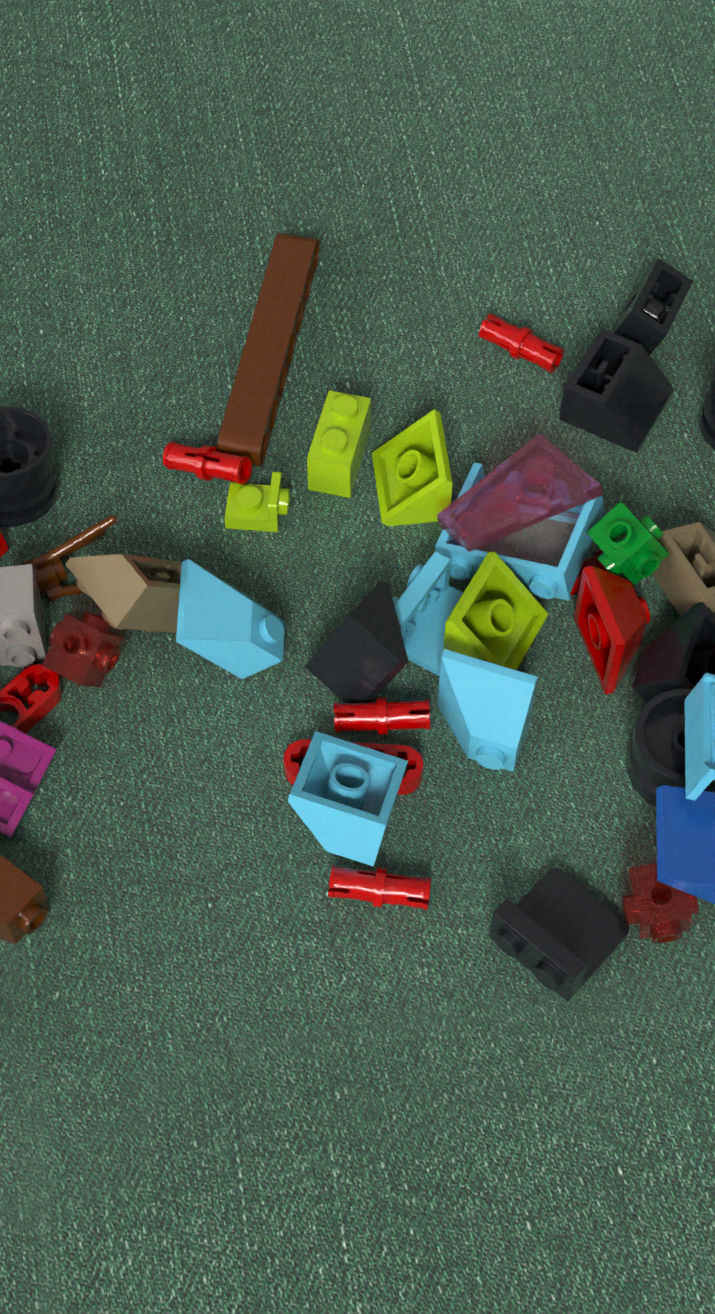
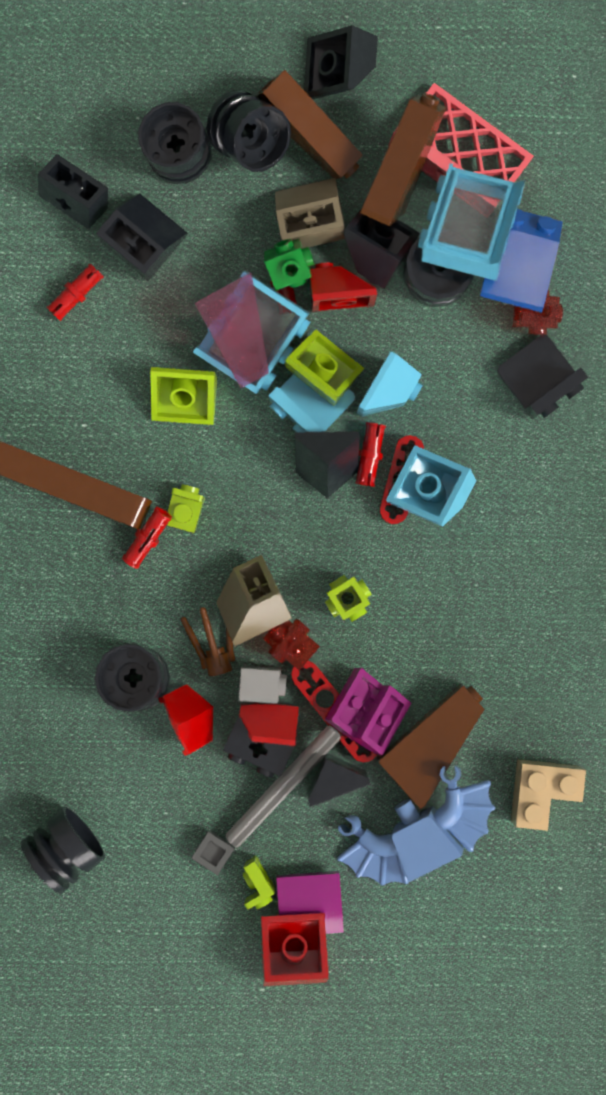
camera: 80 degrees left, 30 degrees up
(159, 712) = (357, 607): none -> lime brick
(226, 624) = (288, 542): medium azure slope -> none
(339, 444) = (148, 441): lime brick -> none
(379, 887) = (489, 479): red pin -> none

